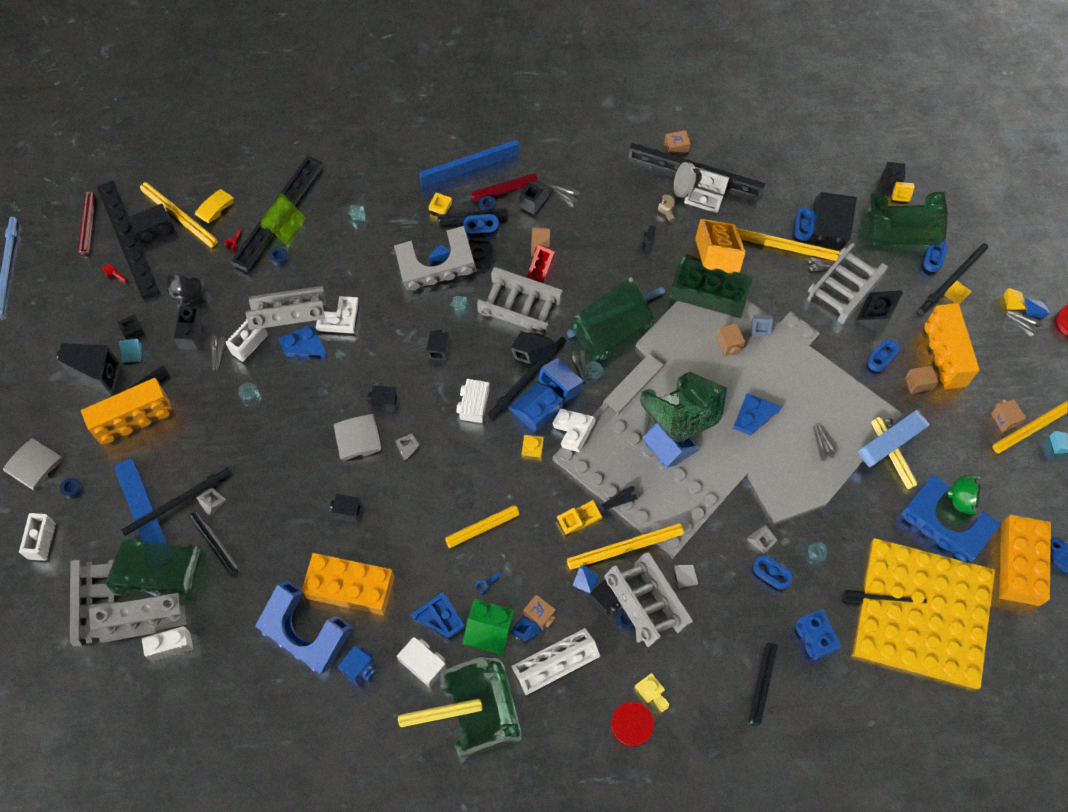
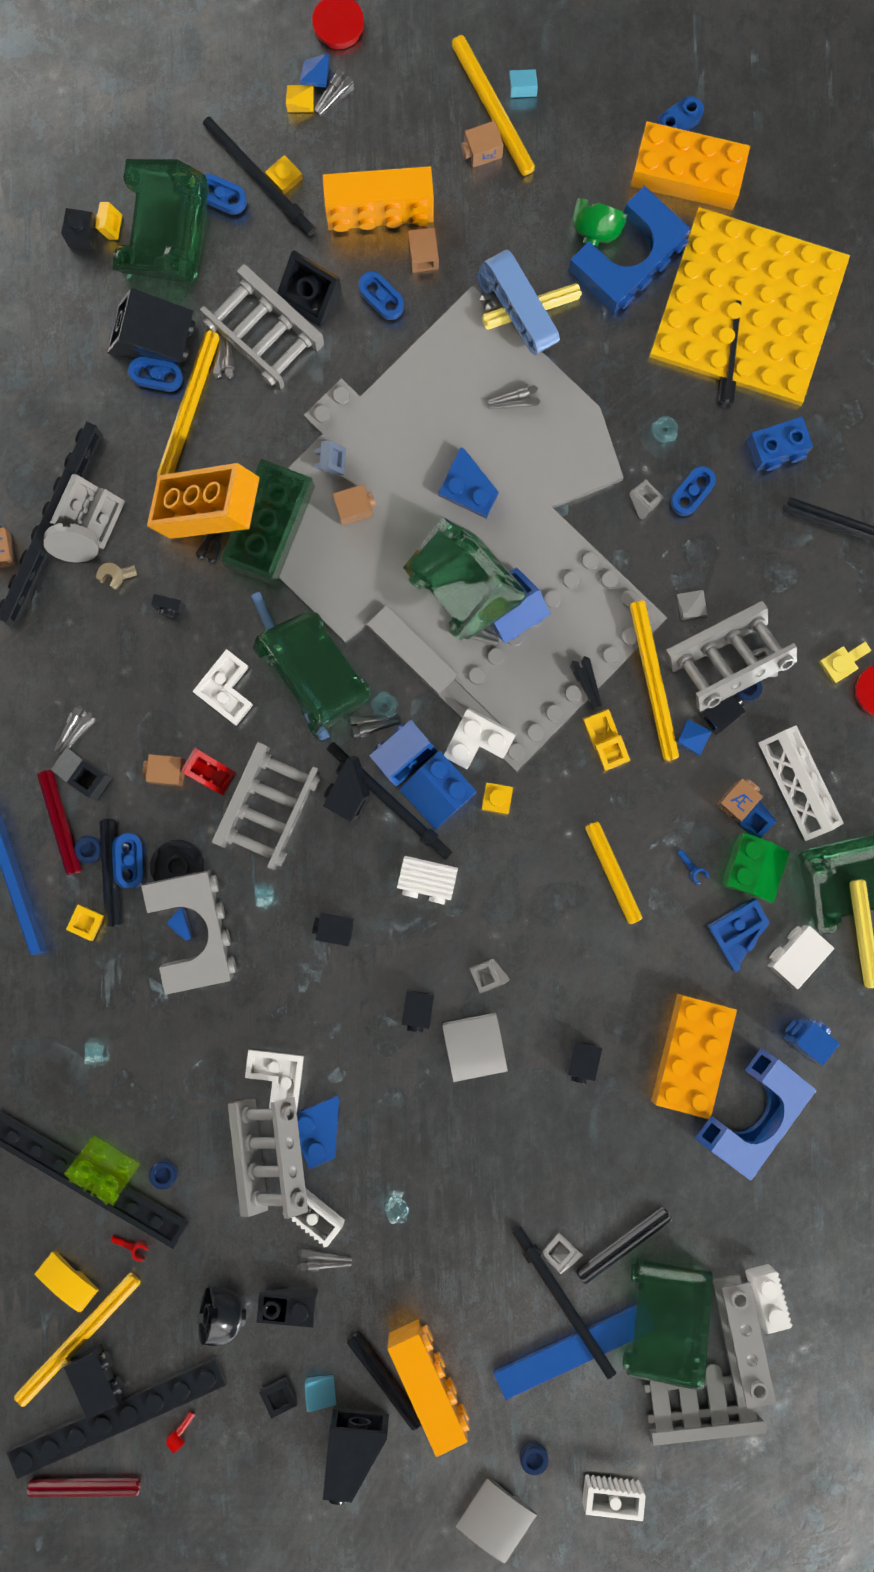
camera: 90 degrees left, 20 degrees up
(596, 270) = (218, 690): none -> white plate

